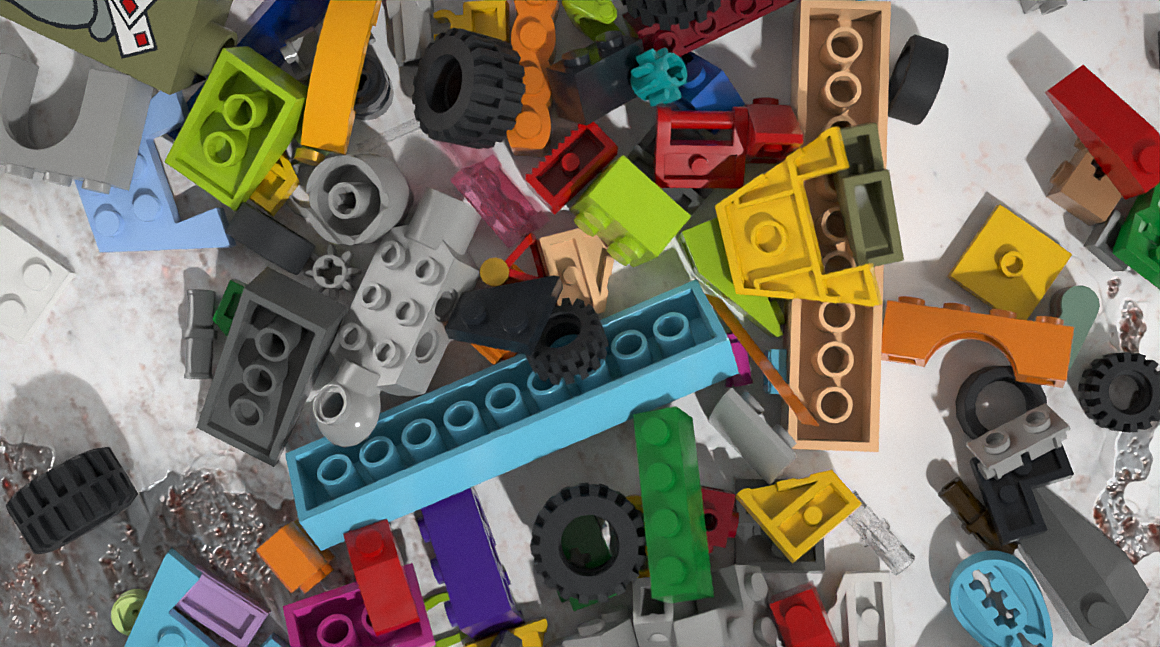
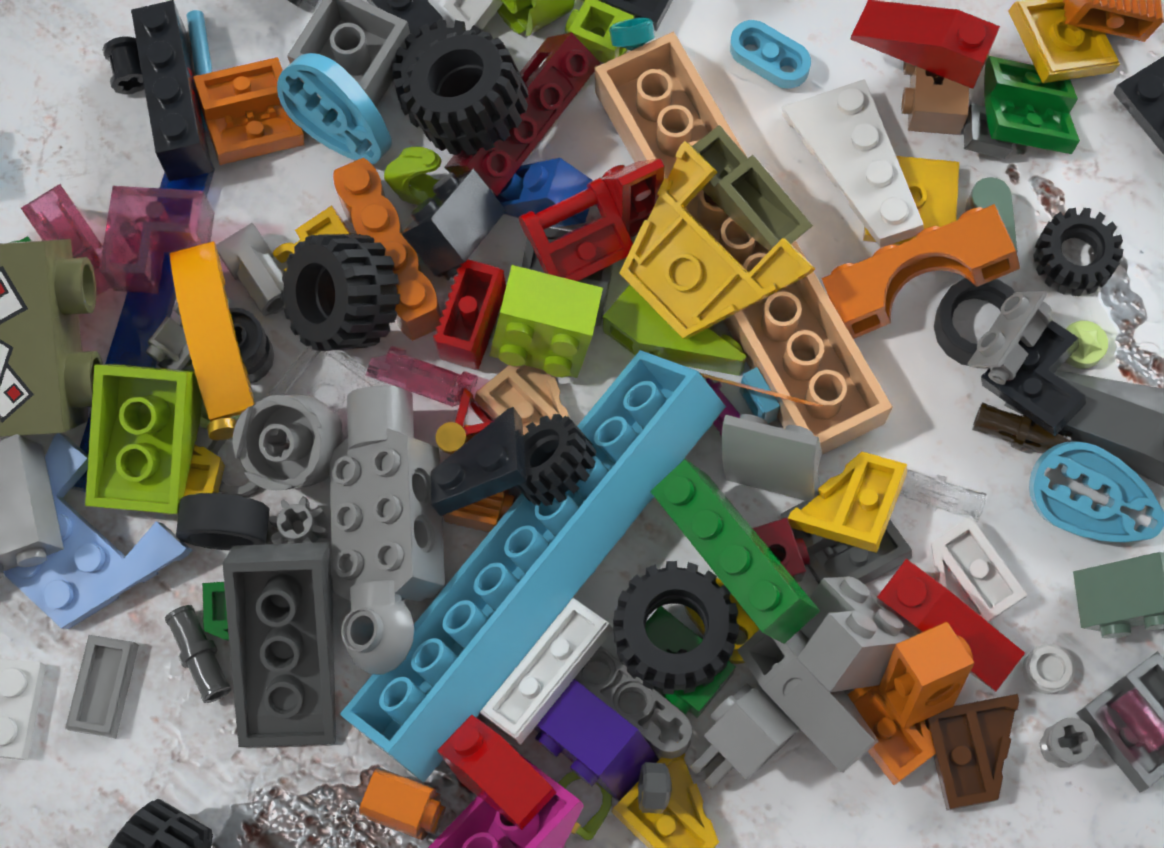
camera: 30 degrees left, 15 degrees down
(111, 317) = (102, 686): none -> light grey tile
(467, 515) = (546, 671): none -> white tile
(514, 550) = (621, 682): none -> light grey beam
(658, 76) = (506, 190): teal gear -> none
(916, 79) = (735, 84): black tyre -> none
(971, 60) = (772, 53): none -> medium azure plate
(987, 195) = (858, 158): none -> white wing
(1086, 475) = (1092, 344): none -> yellowish green tile

